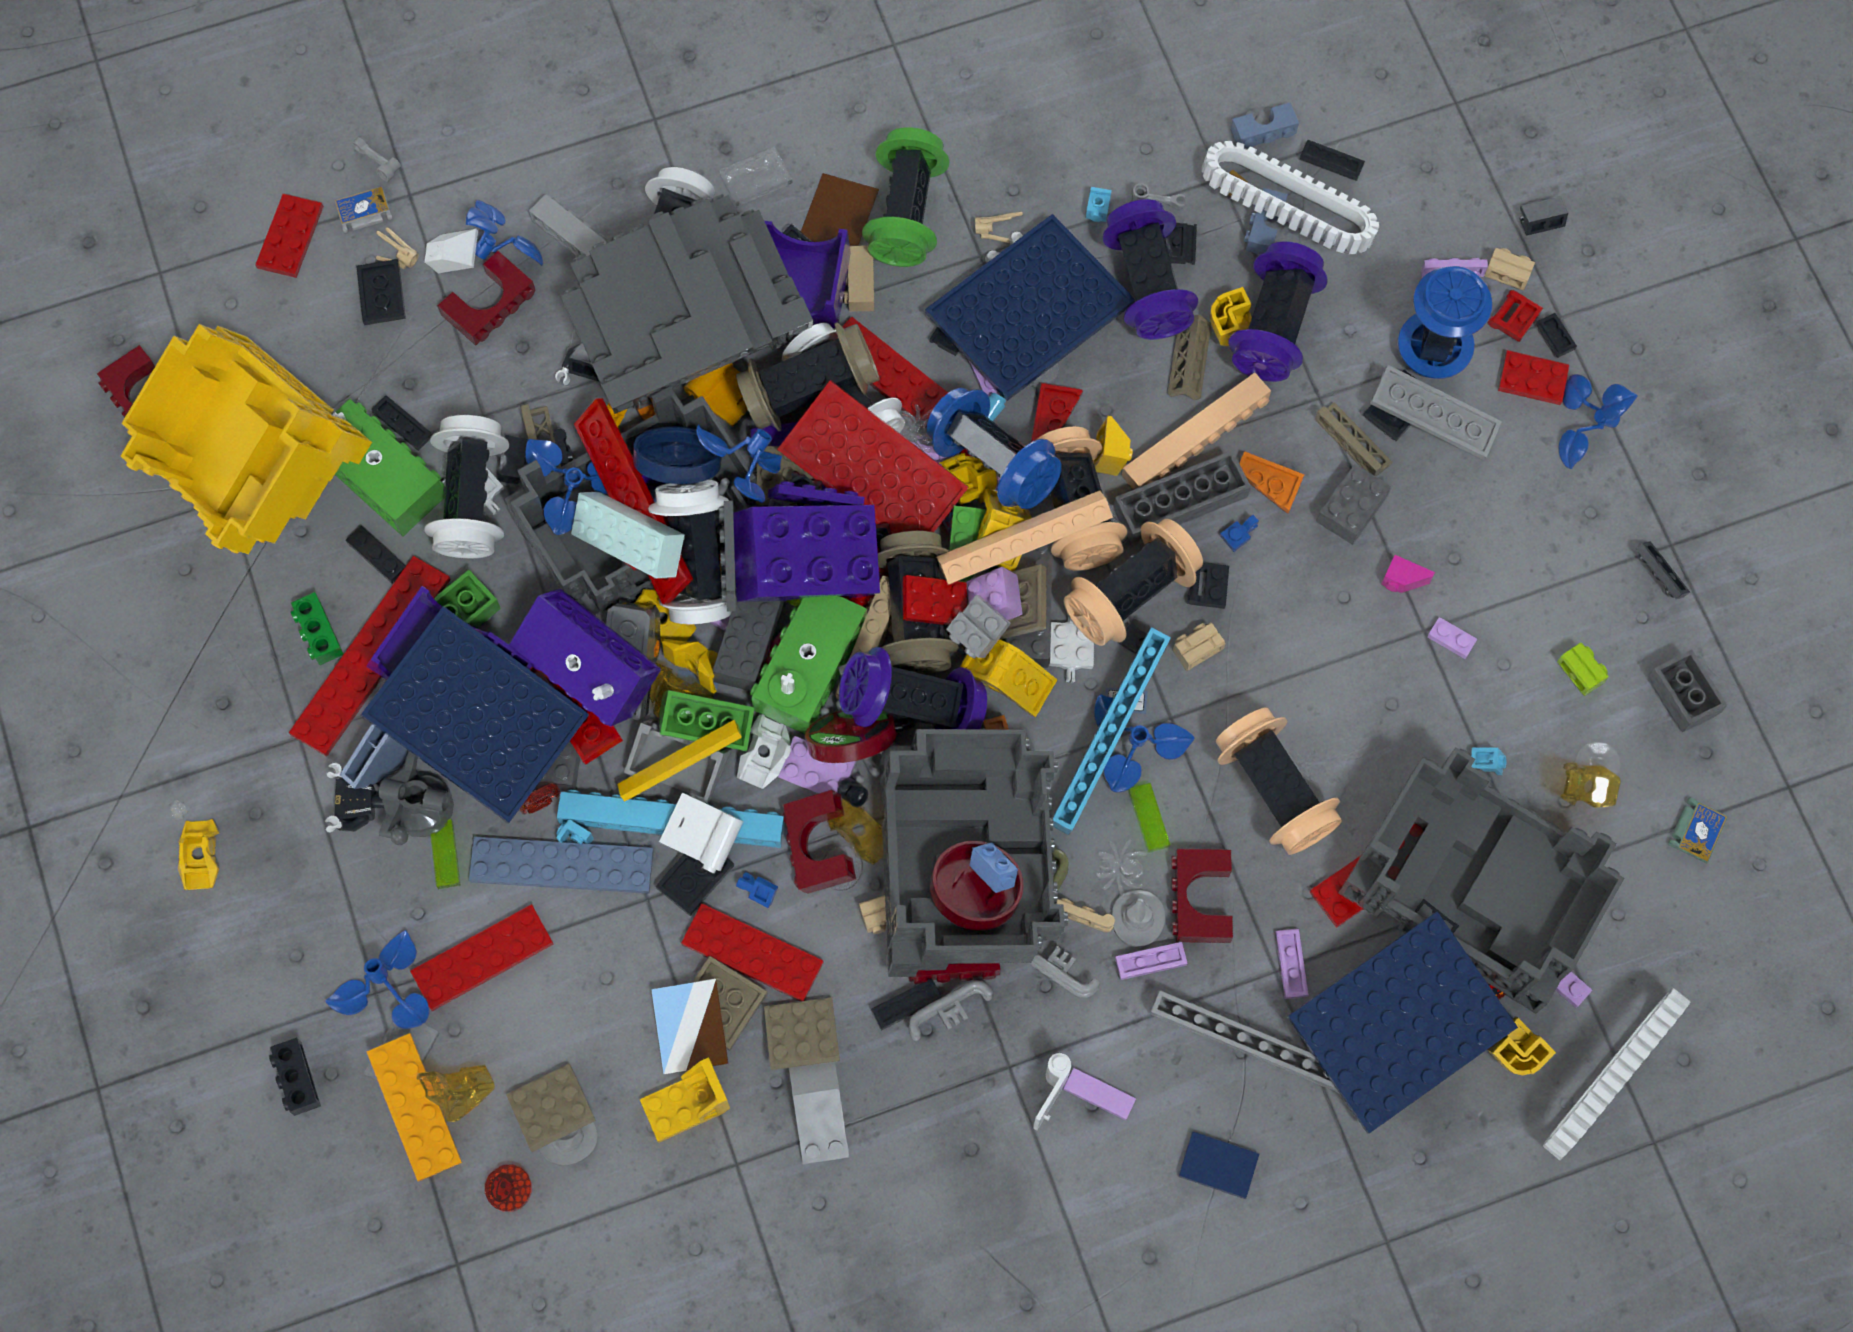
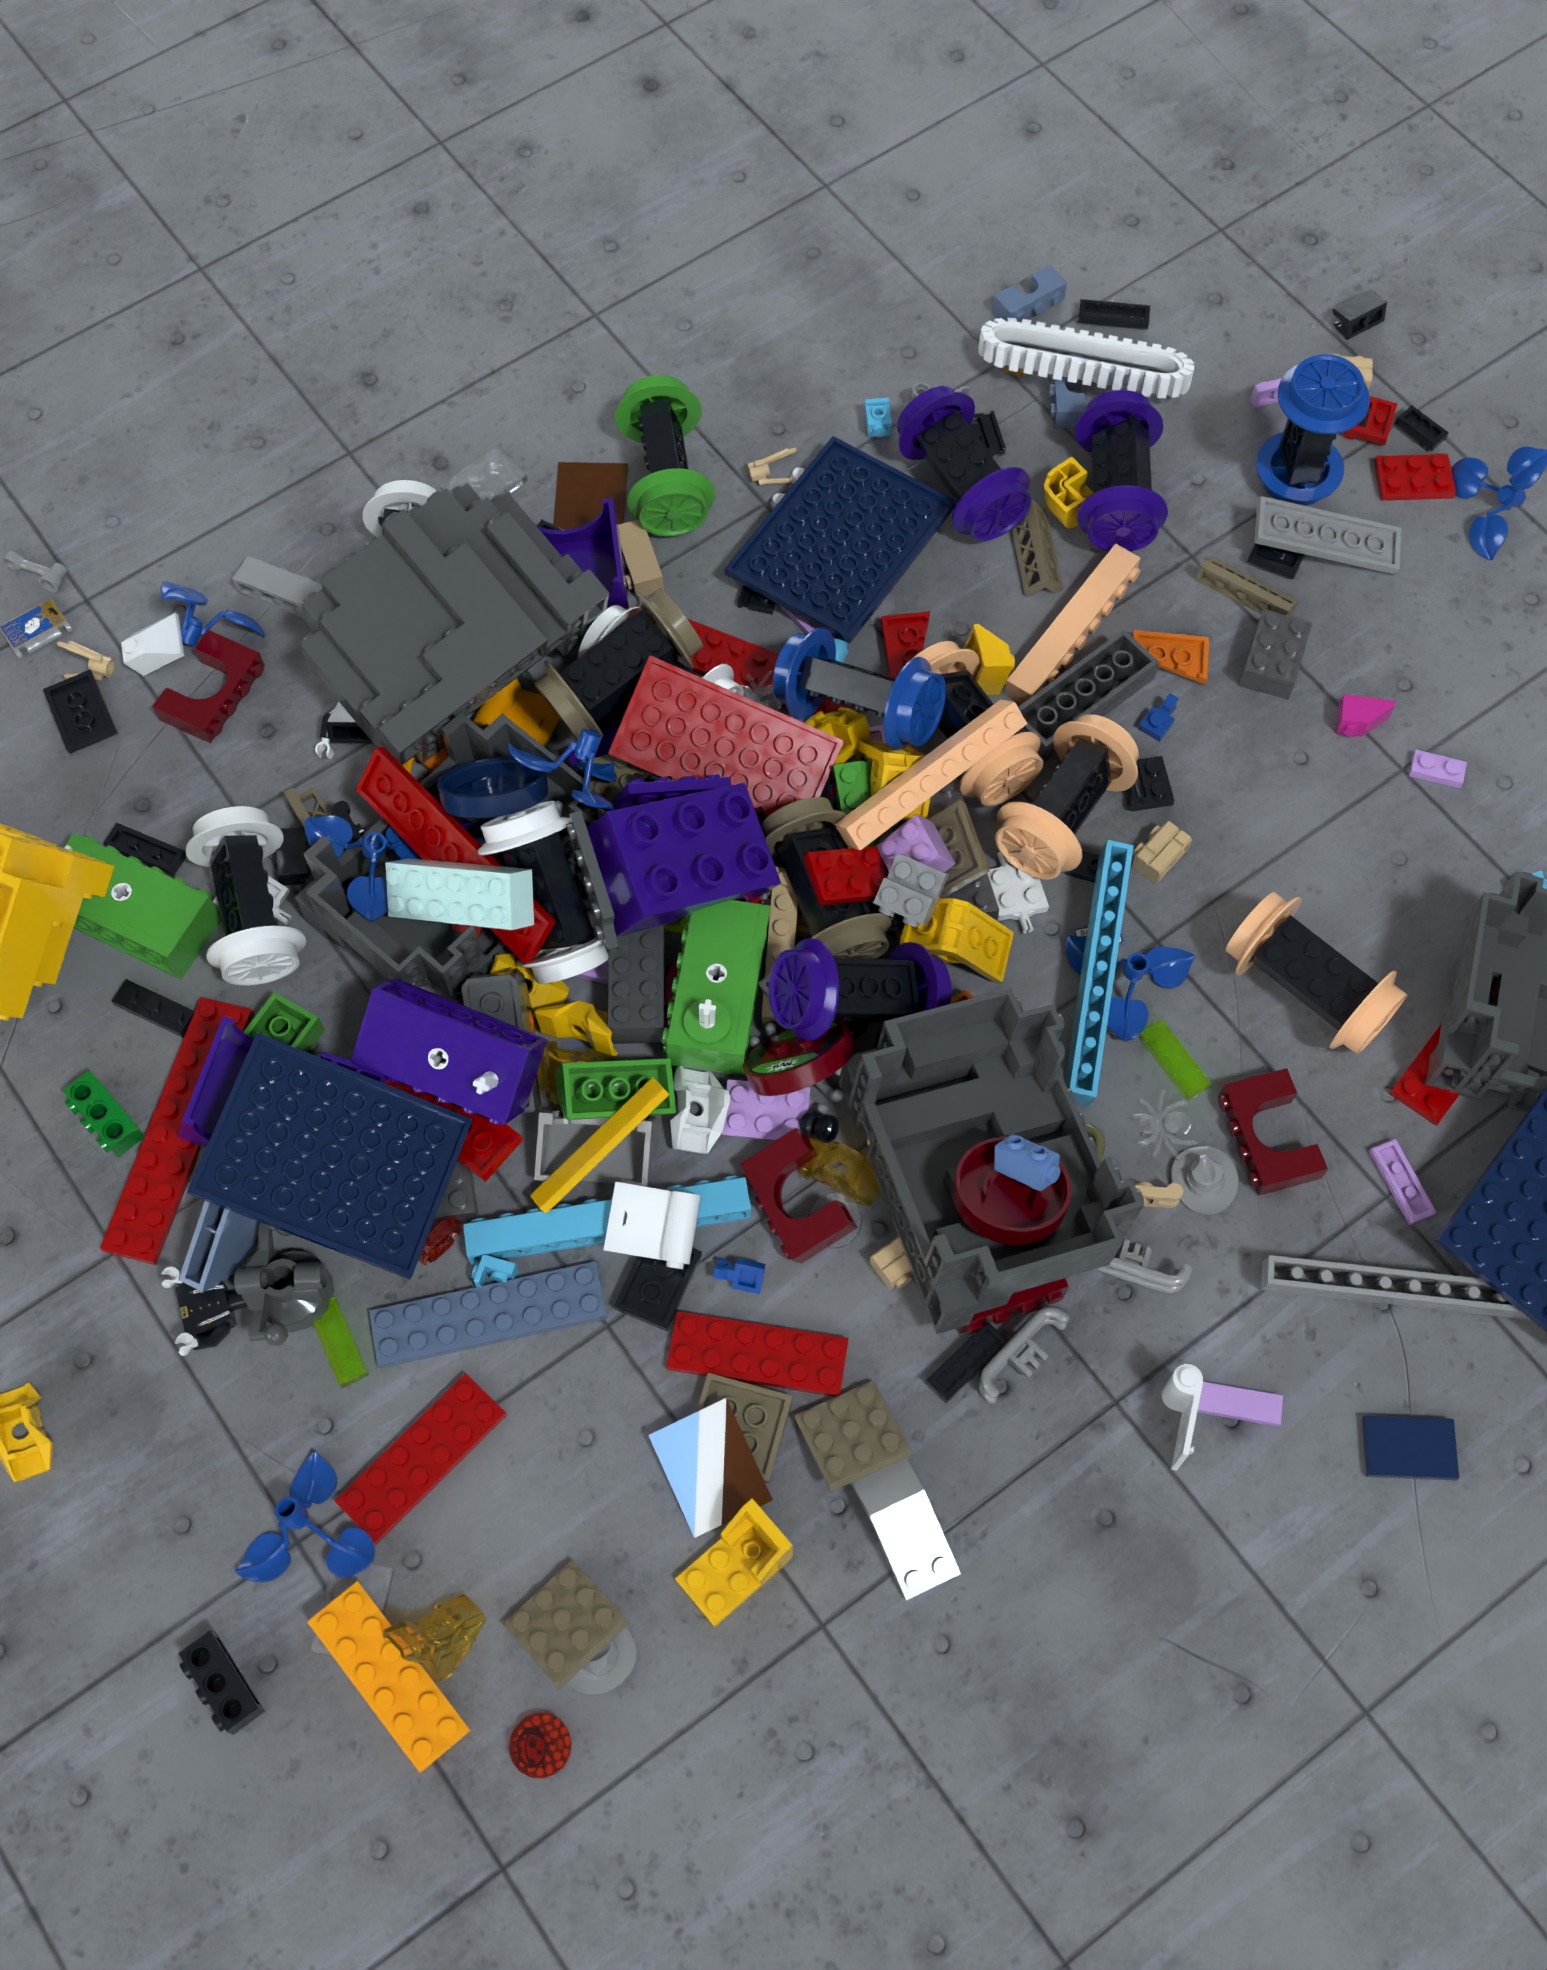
camera: 15 degrees left, 5 degrees down
(1151, 961) = (1239, 1225): lavender plate -> none

